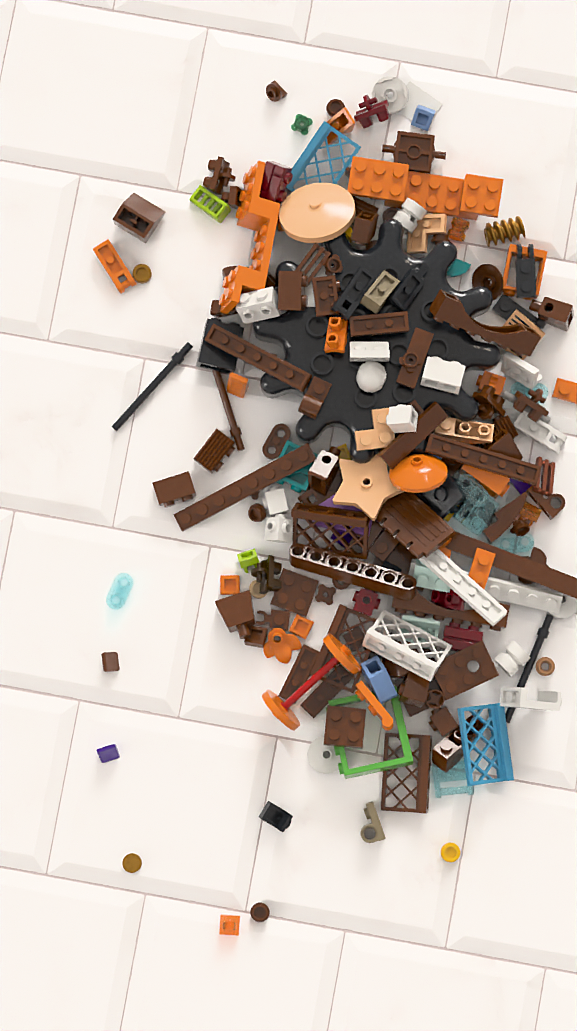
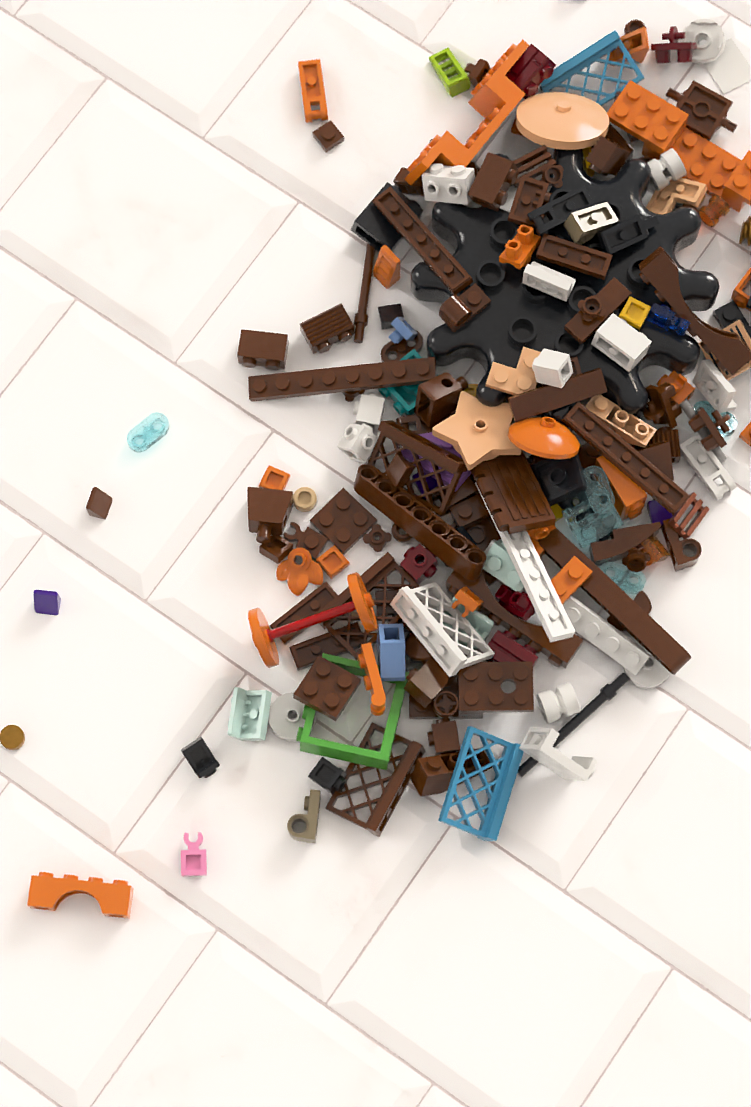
camera: 25 degrees right, 10 degrees down
(138, 217) = (363, 50): slope -> none
(142, 273) = (339, 112): pearl gold tile -> none
(142, 297) = (328, 136): none -> reddish brown plate
(177, 358) = (333, 215): black bar -> none
(221, 175) = (475, 45): reddish brown hips -> none
(229, 924) = (88, 859): clear orange tile -> none
(247, 559) = (308, 459): lime tile -> none
(256, 418) = (388, 314): none -> black slope
(257, 512) = (342, 415): reddish brown plate -> none
(259, 912) = (129, 860): reddish brown plate -> none
(262, 945) = (48, 892): none -> orange arch
(265, 575) = (318, 482): dark brown hips -> none
(273, 429) = (403, 330): none -> medium blue tile
(295, 768) = (249, 714): none -> light aqua bracket
(299, 118) = (590, 25): clear green plate -> none
(305, 891) = (194, 859): none -> bright pink plate
(320, 539) = (399, 470): none -> reddish brown slope
(371, 376) = (538, 309): white hair -> none
(373, 787) = (328, 776): none -> black bracket
(415, 614) = (468, 599): none -> orange tile
(423, 117) = (728, 80): medium blue slope -> none
(442, 347) = (635, 312): none -> yellow tile
(450, 852) = (383, 894): yellow tile -> none
(454, 774) = (428, 805): clear light blue plate -> none
(459, 268) = (694, 253): teal tile -> none
(462, 339) = (665, 318): none -> clear blue plate
(489, 277) = (728, 275): reddish brown dish -> none
(551, 666) = (593, 723): medium nougat plate -> none

